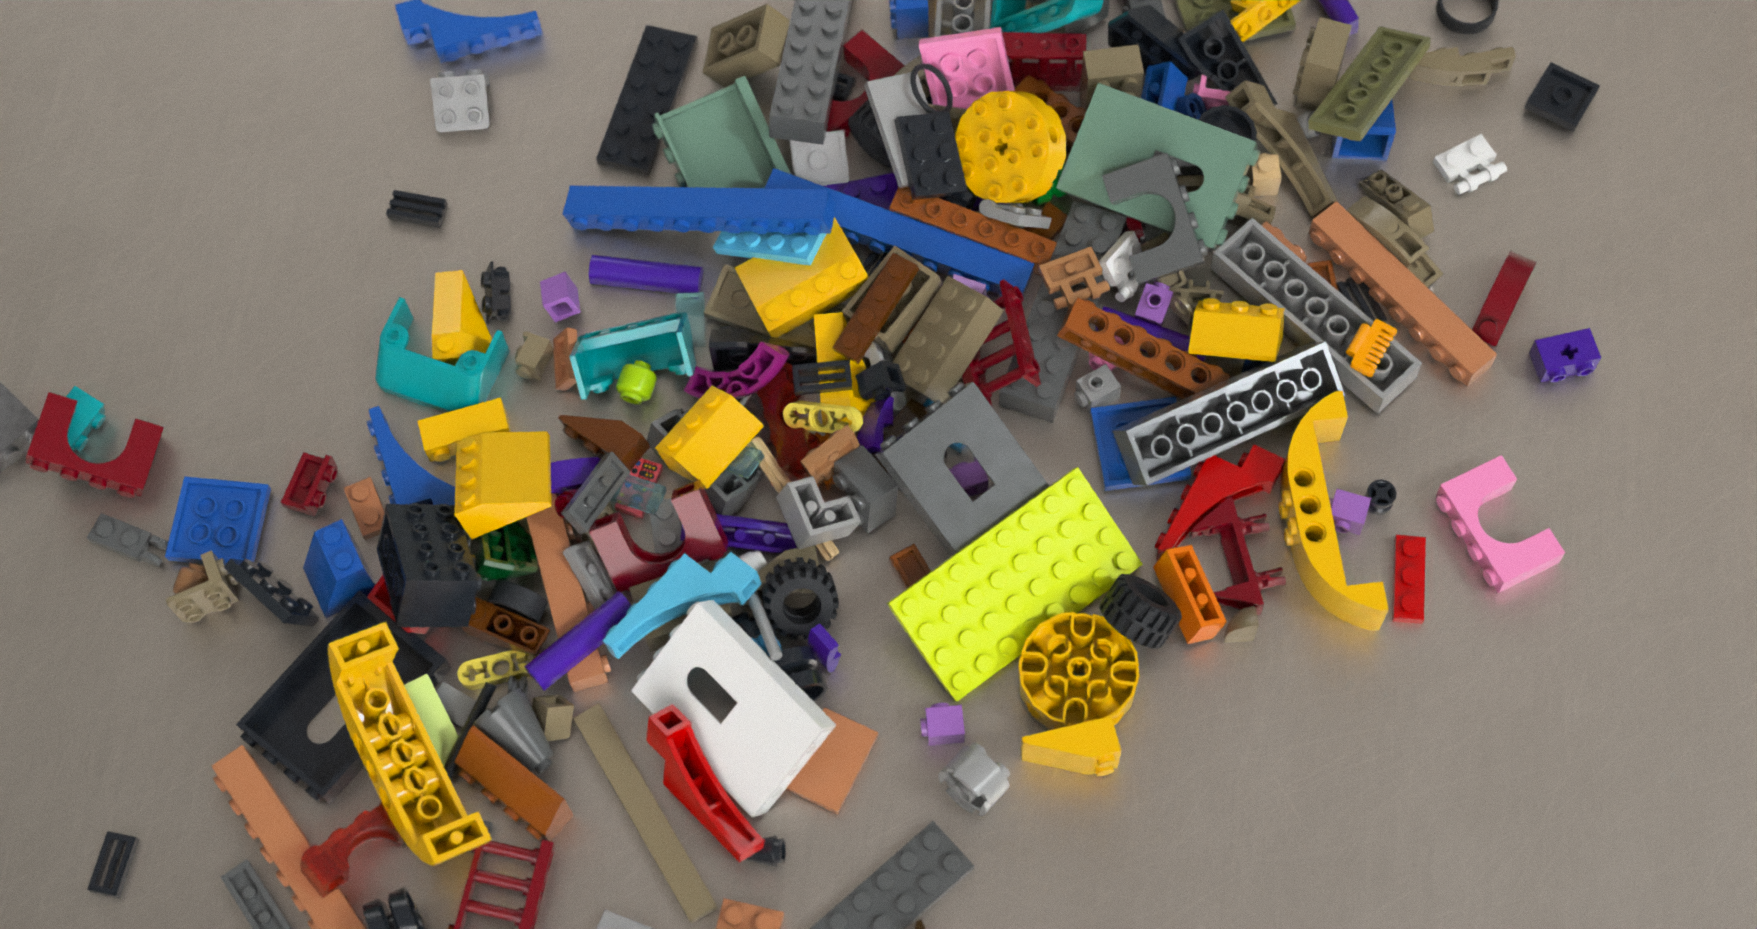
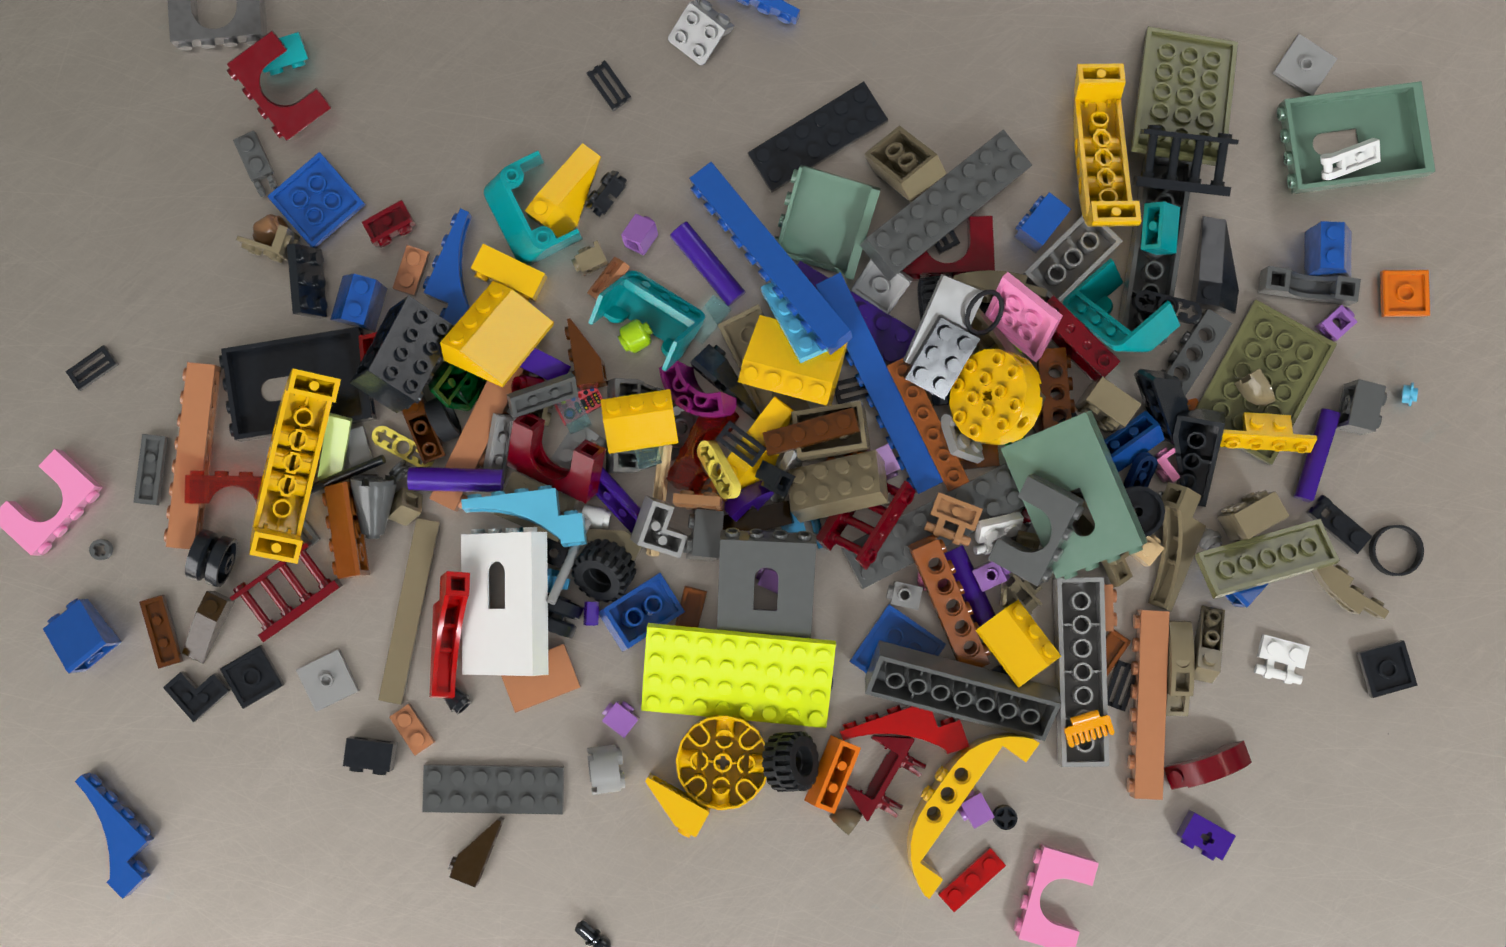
camera: 40 degrees right, 20 degrees up
(864, 620) = (645, 604): none -> blue slope
(1415, 22) = (1340, 525): none -> black plate

